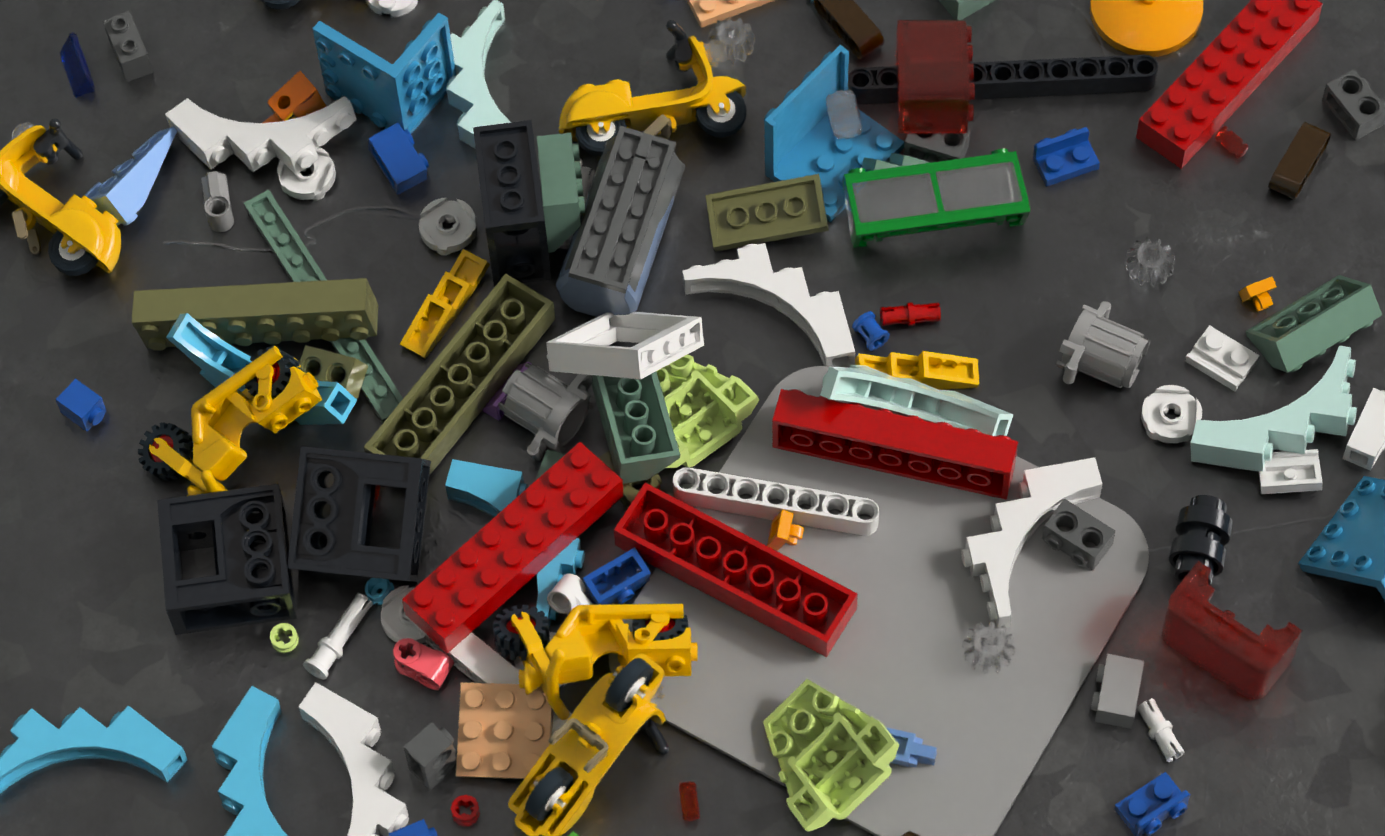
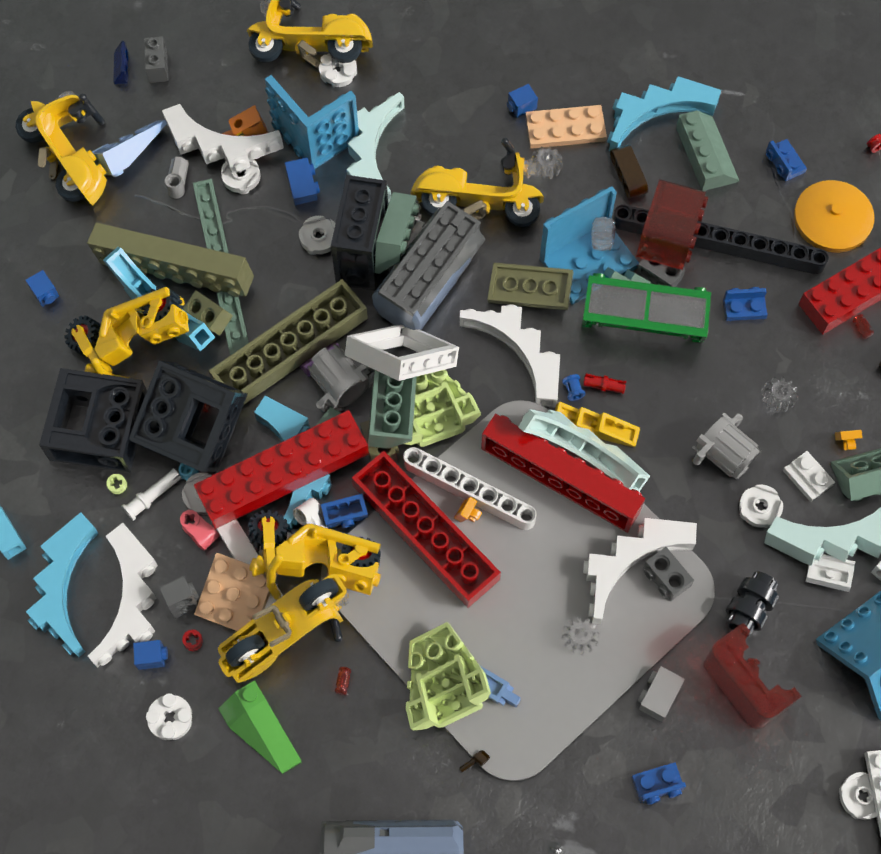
camera: 15 degrees right, 5 degrees up
(444, 304) = (298, 288): yellow slope -> none
(1160, 730) = (681, 730): white pin -> none

